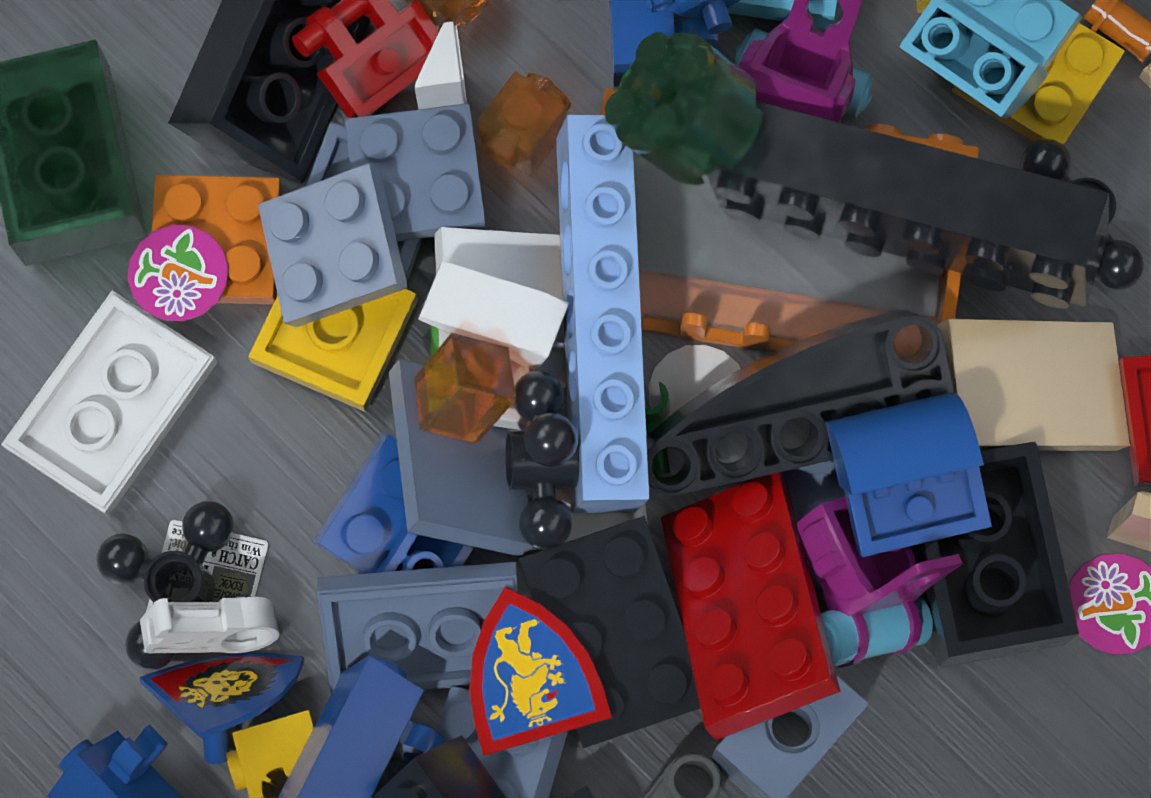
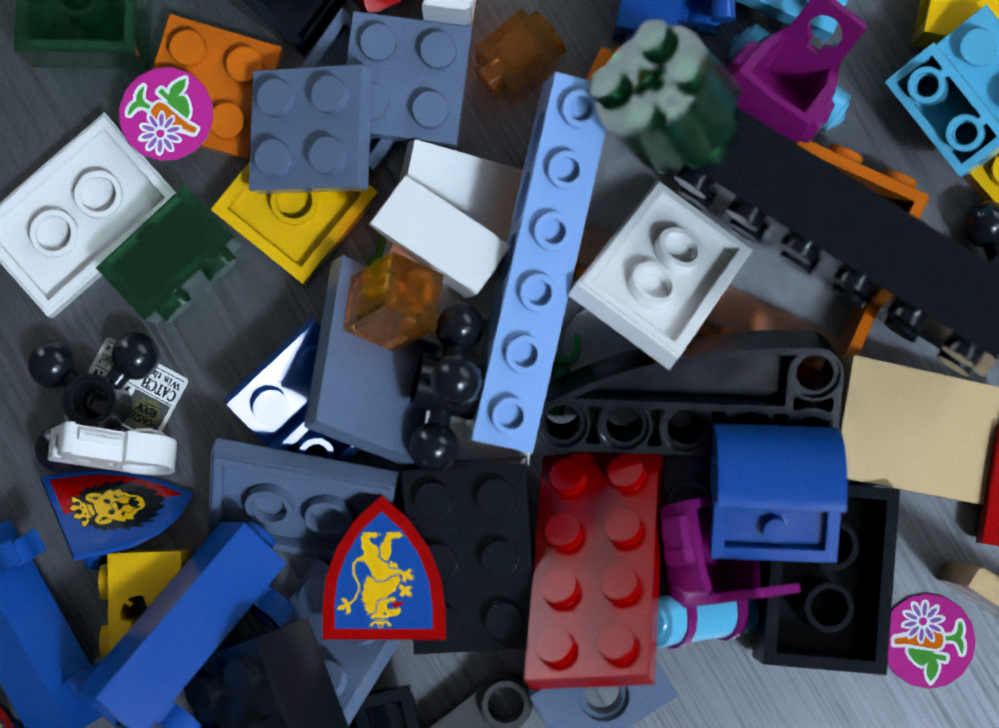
camera: 10 degrees right, 10 degrees up
(219, 416) = (170, 258): none -> clear green brick
(729, 291) = (661, 274): none -> white tile

